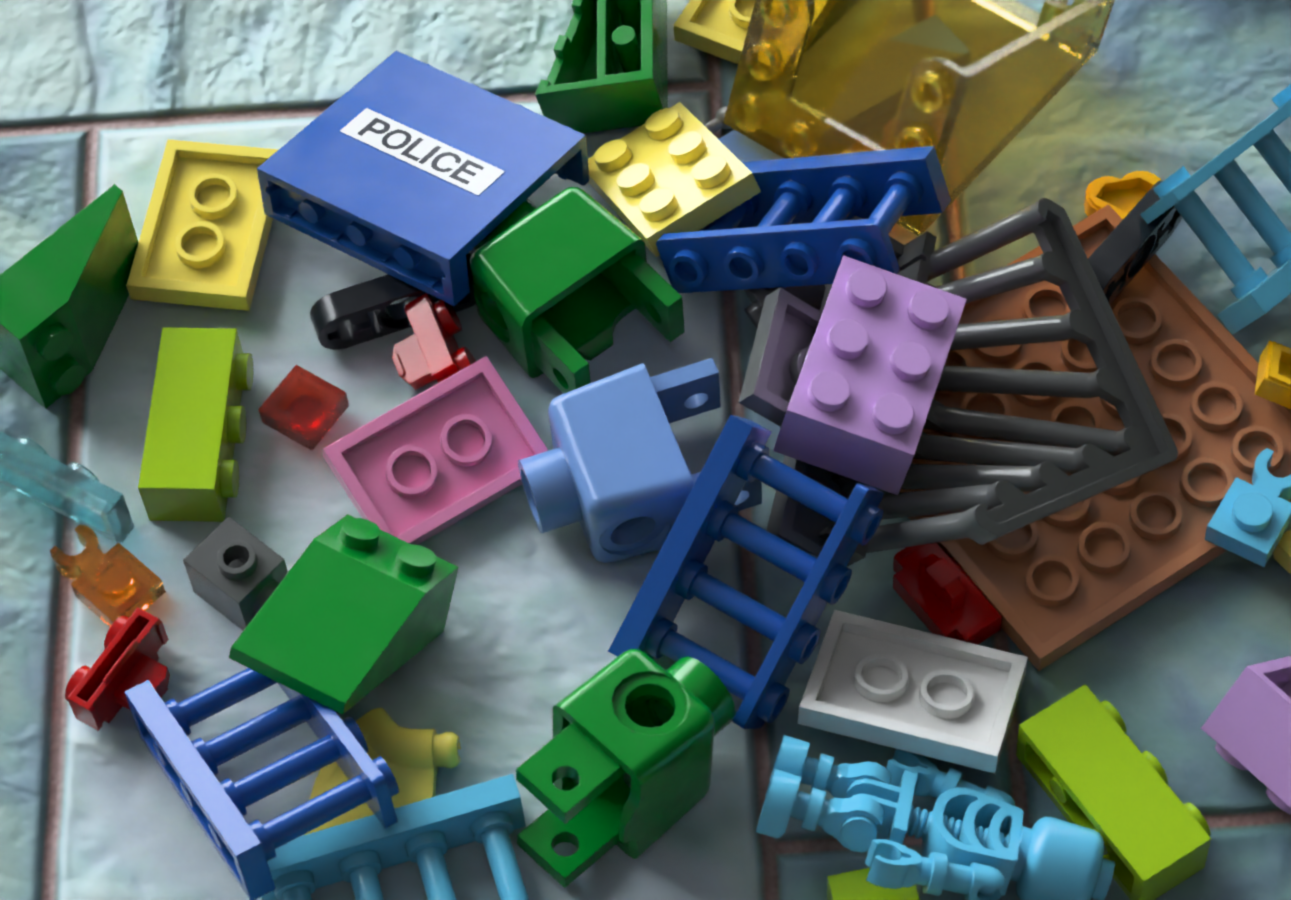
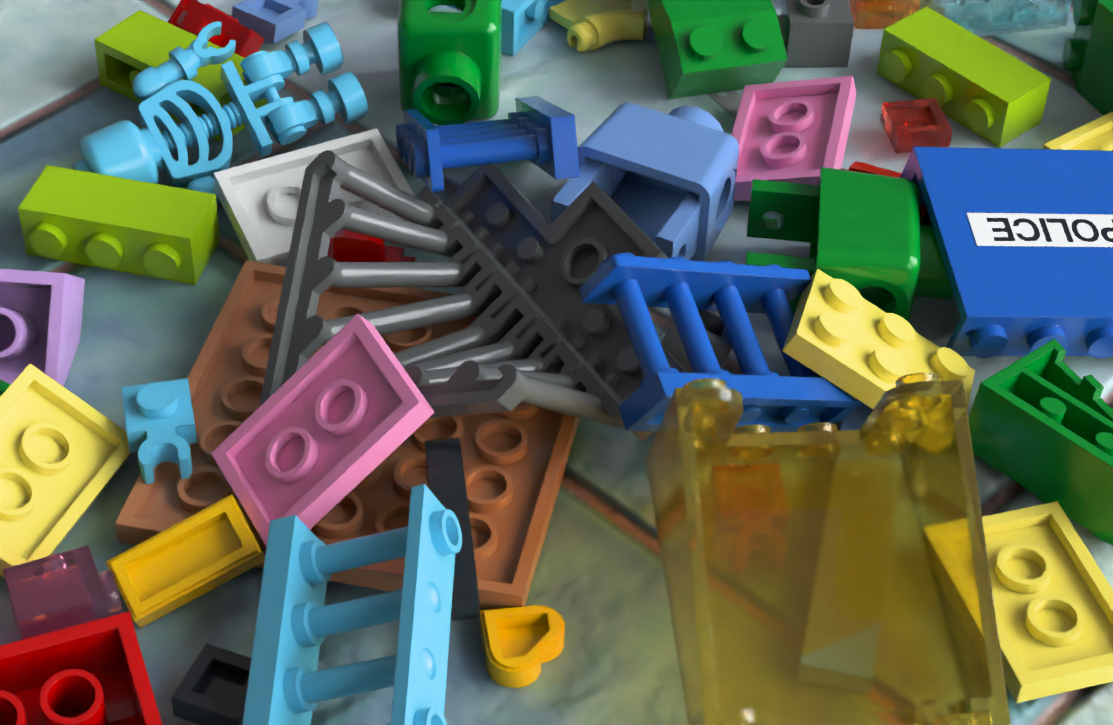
camera: 130 degrees right, 15 degrees down
(870, 375) = (521, 236): lavender brick -> none
(1173, 346) = (322, 430): none -> bright pink plate

